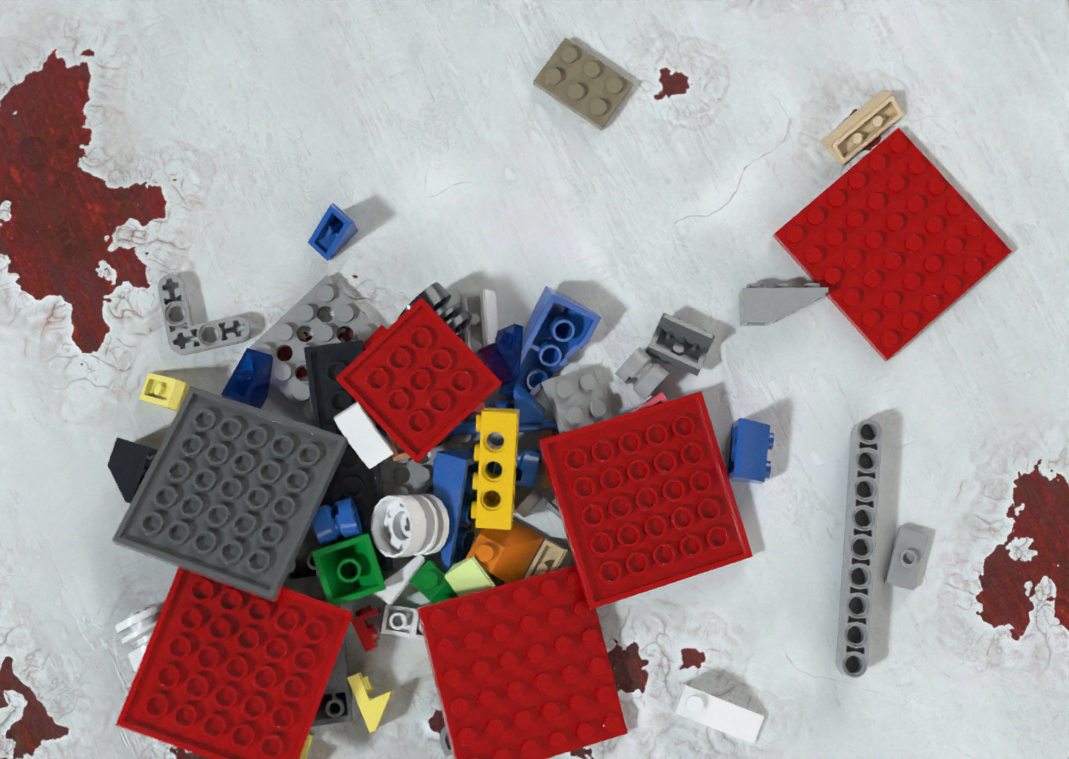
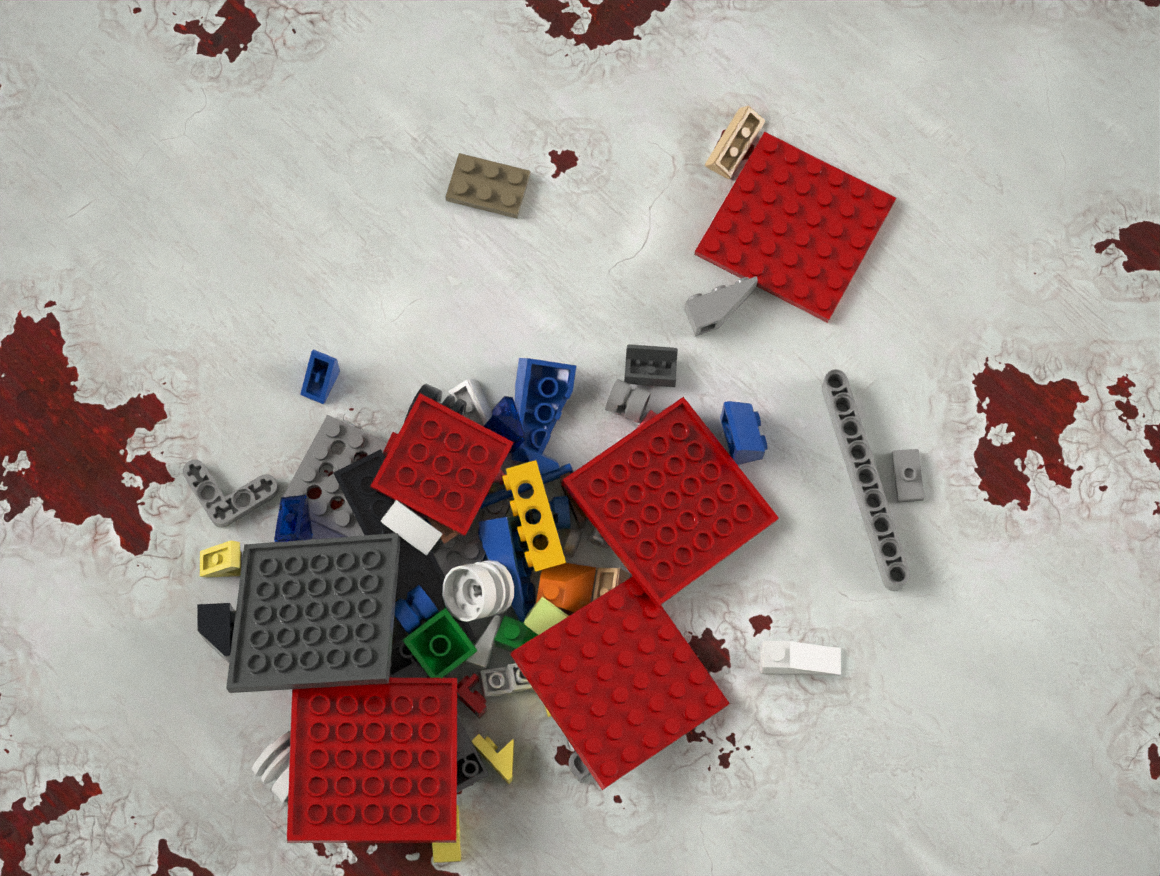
camera: 20 degrees left, 10 degrees down
(576, 400) = (578, 440): light grey plate -> none

